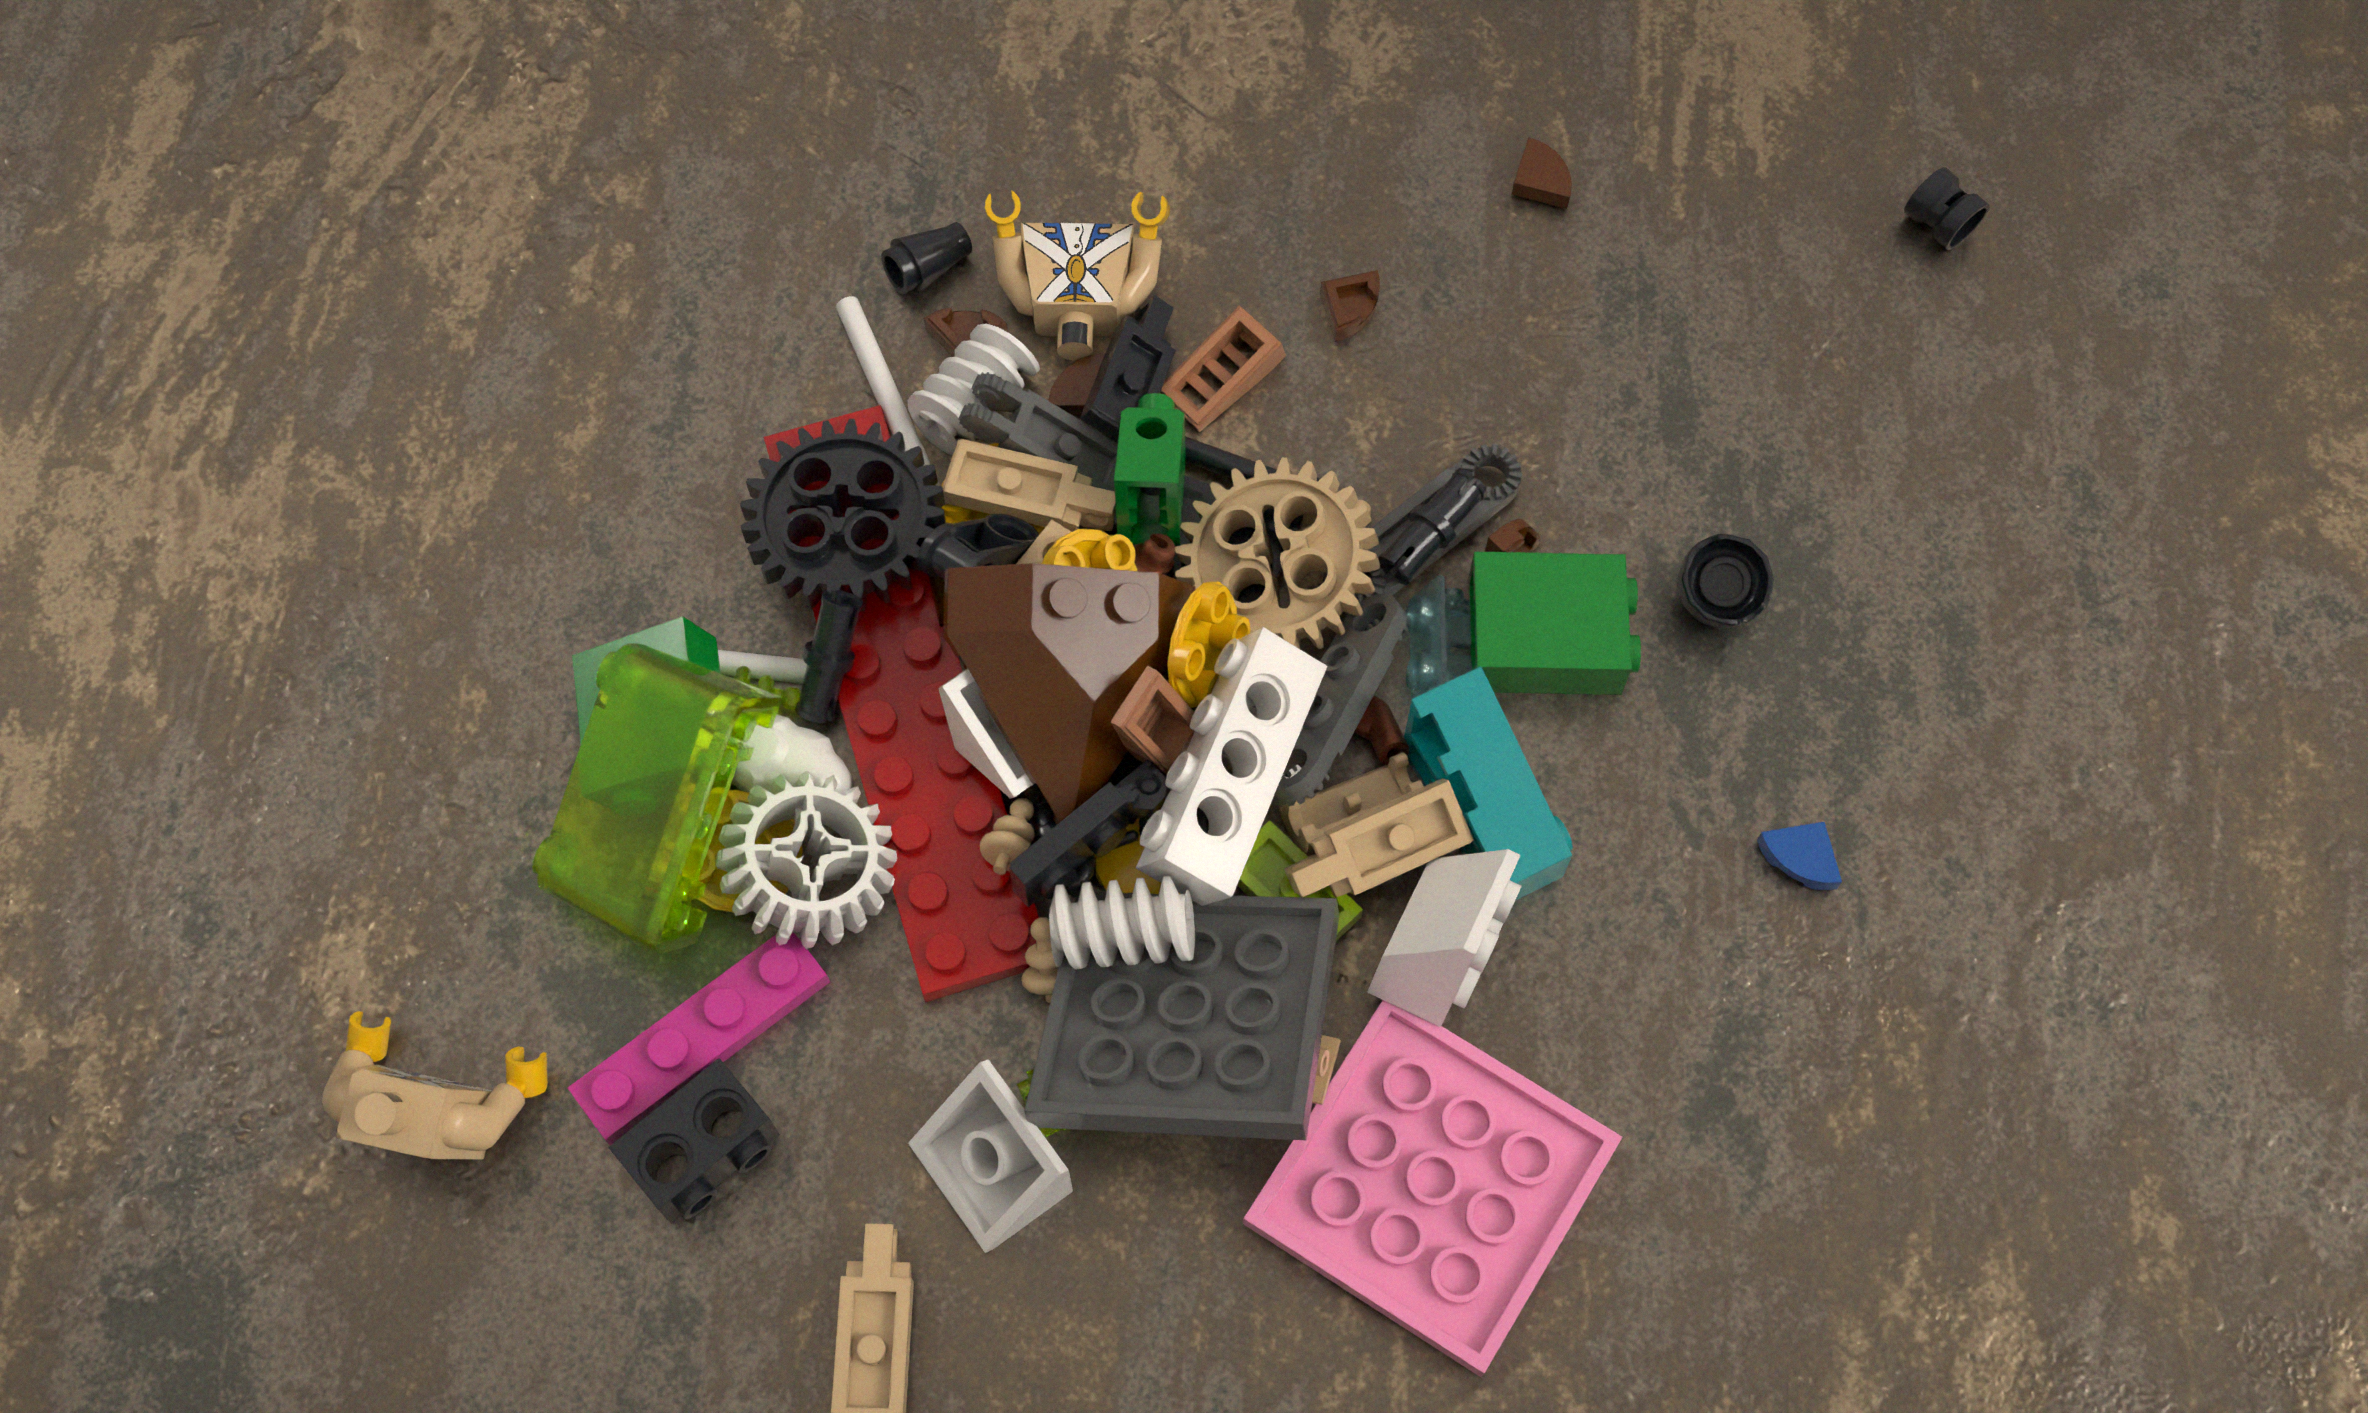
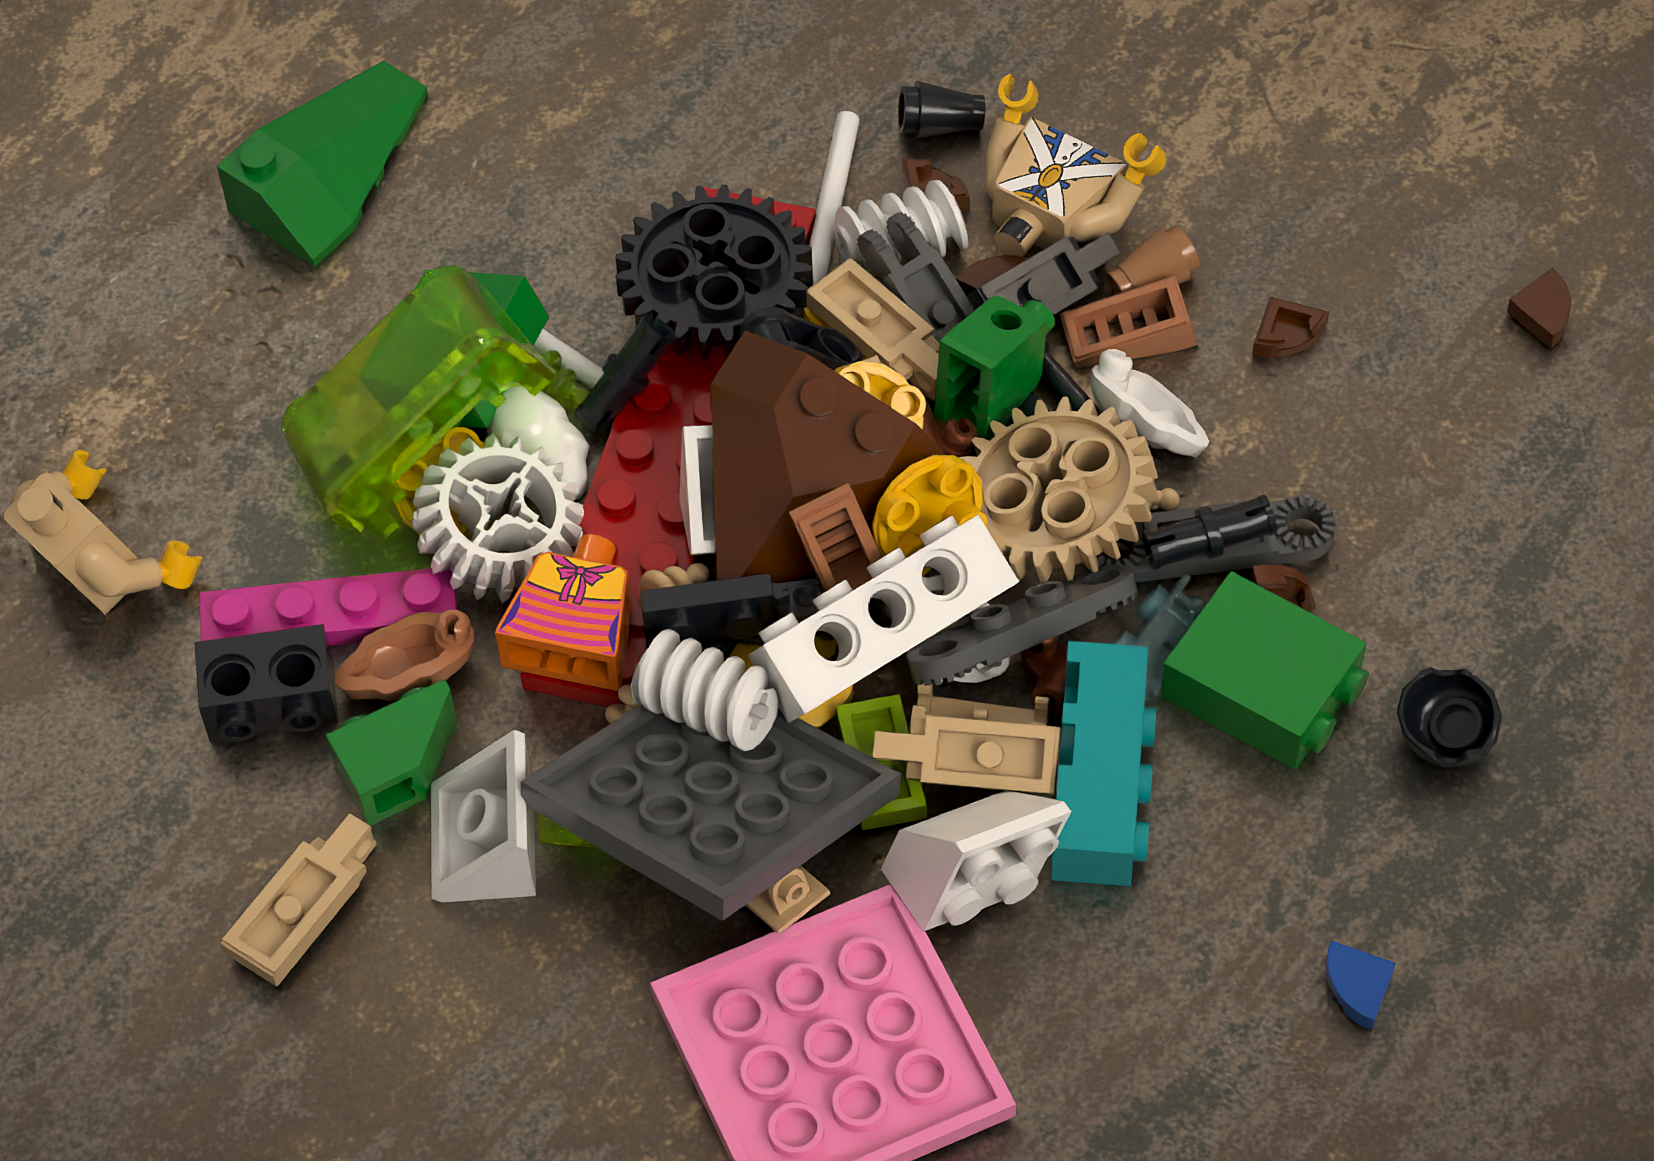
camera: 35 degrees right, 10 degrees down
(387, 600) = (315, 165): none -> green wedge
(809, 1038) = (407, 656): none -> nougat arm
(861, 1141) = (395, 751): none -> green slope
(946, 917) = (570, 617): none -> orange torso
(1209, 300) = (1157, 258): none -> medium nougat cone
(1281, 433) = (1151, 406): none -> white arm

